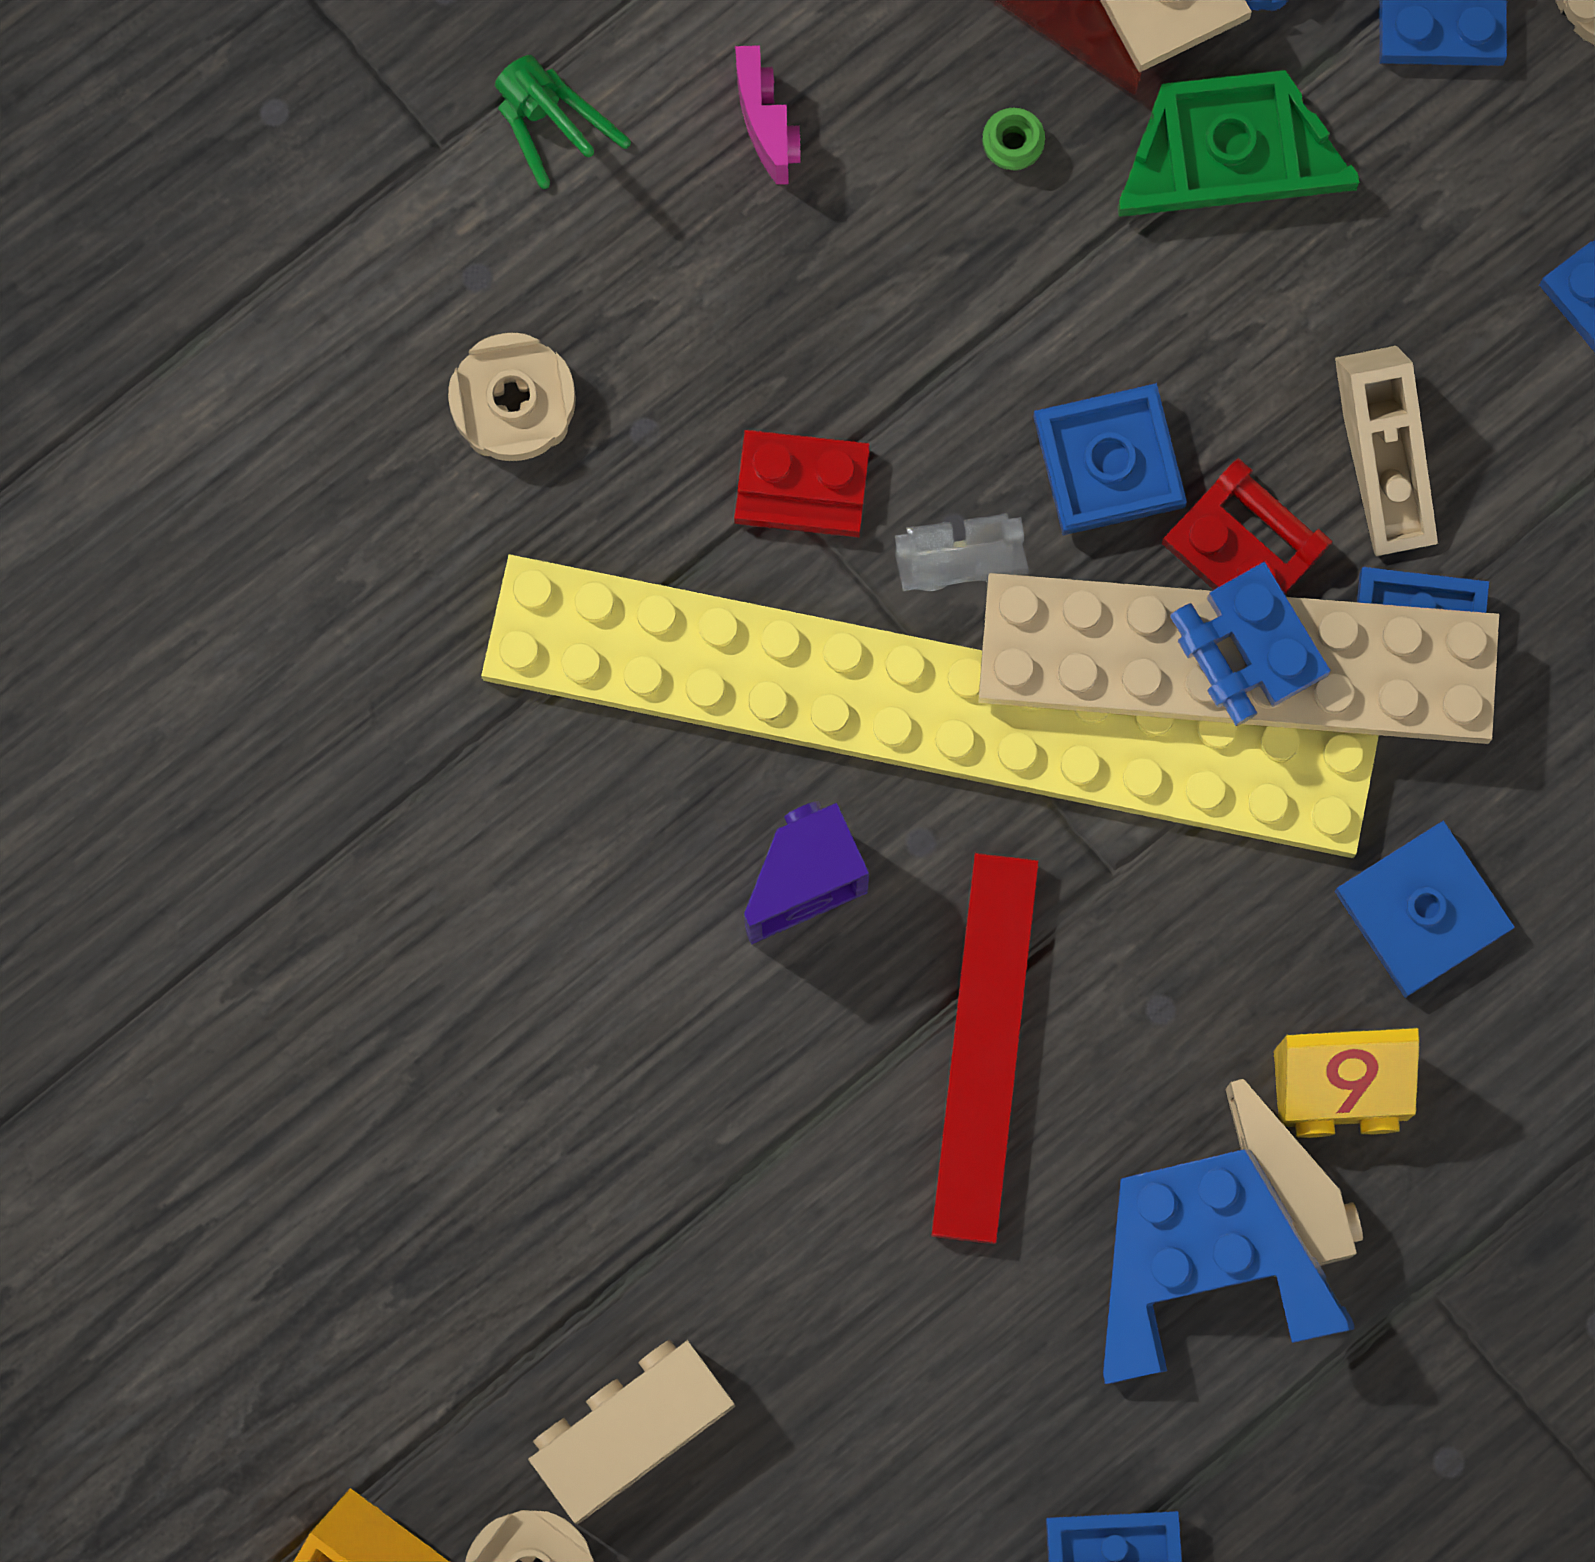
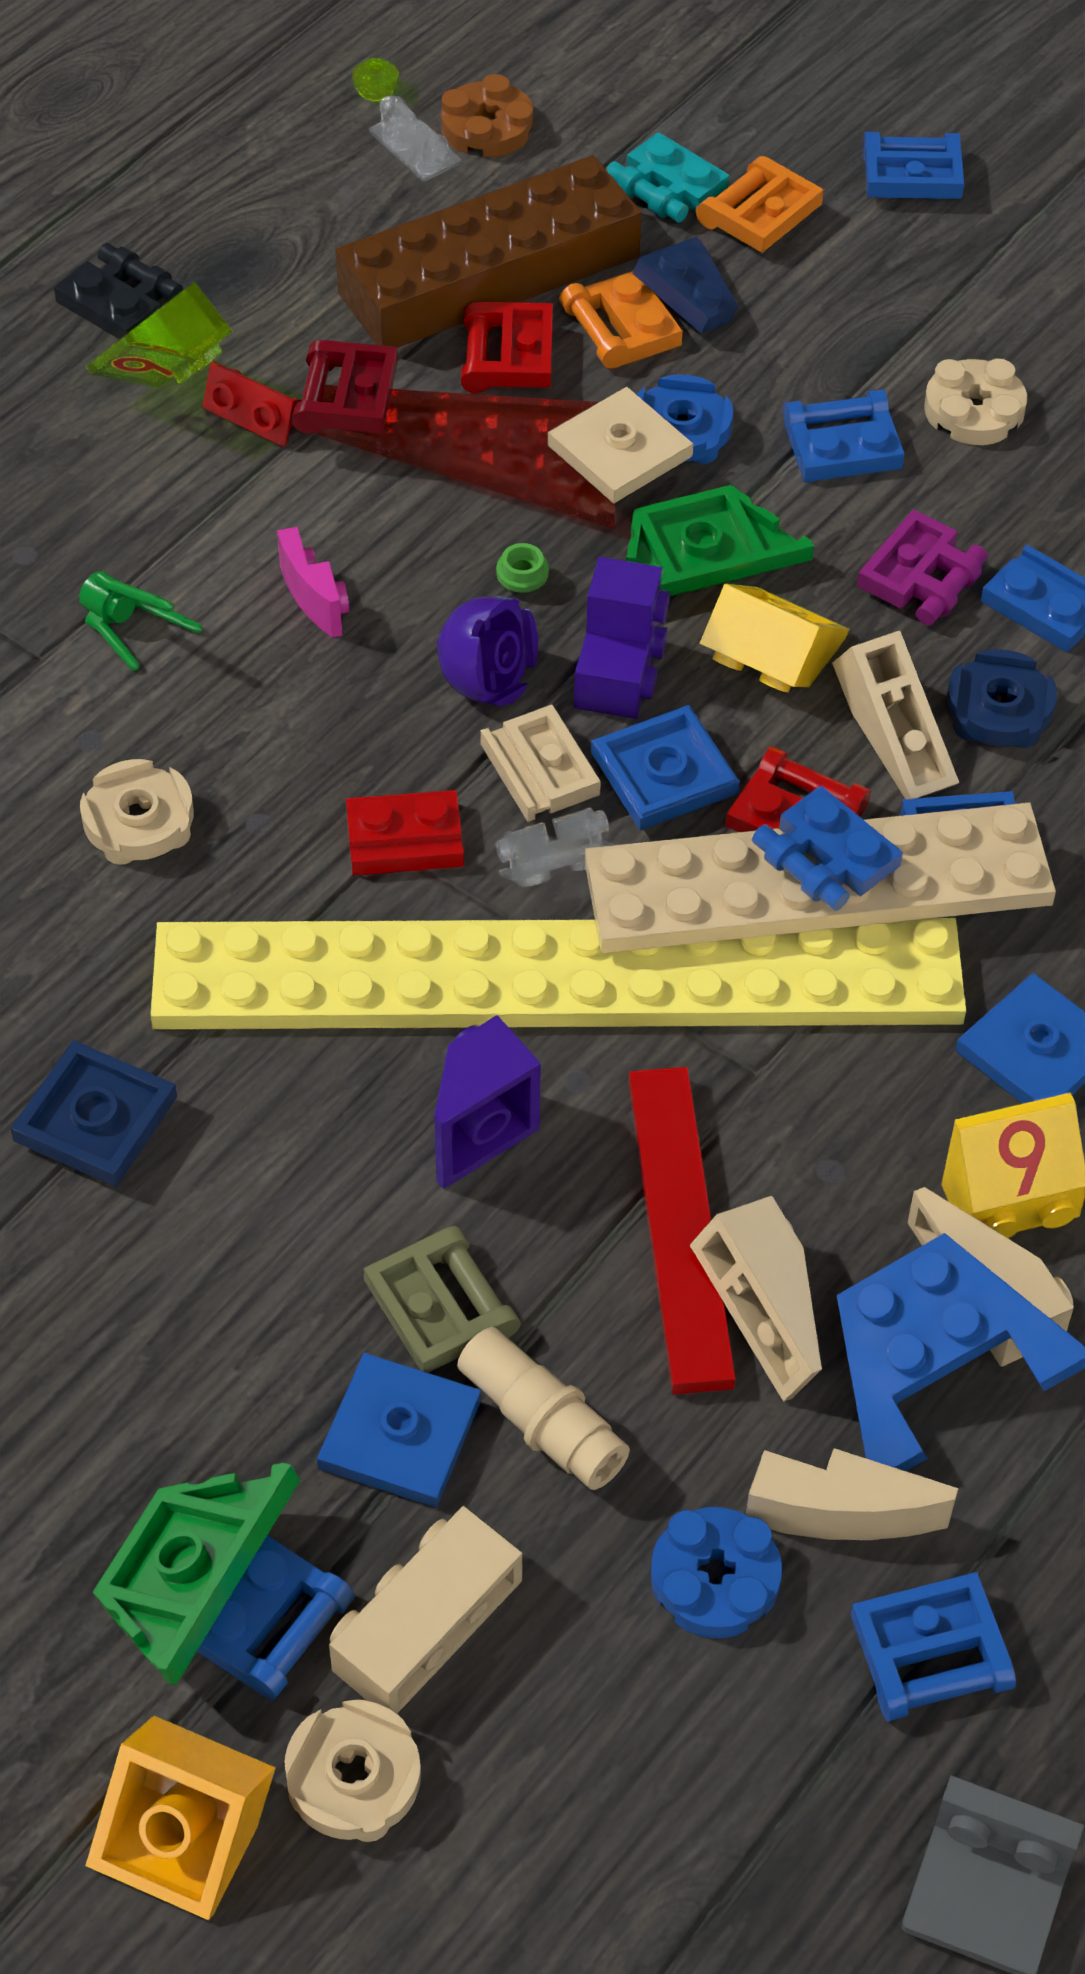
camera: 15 degrees left, 25 degrees down
(402, 784) = (94, 1113): none -> dark blue plate
(409, 1334) = (188, 1561): none -> green wing
(464, 1380) = (259, 1603): none -> blue plate
(648, 1220) = (399, 1430): none -> blue plate
(698, 1090) = (423, 1306): none -> olive plate
(794, 1237) = (544, 1409): none -> tan piece
(891, 1460) = (725, 1536): none -> blue plate
(941, 262) = (488, 648): none -> dark purple cylinder
(971, 425) = (540, 763): none -> tan plate
(1051, 1146) = (766, 1288): none -> tan slope
(1071, 1403) = (848, 1499): none -> tan slope
(1100, 275) = (621, 638): none -> dark purple brick
(1279, 301) = (771, 636): none -> yellow slope
(1466, 219) = (908, 559): none -> magenta plate
(1551, 429) = (997, 723): none -> dark blue plate

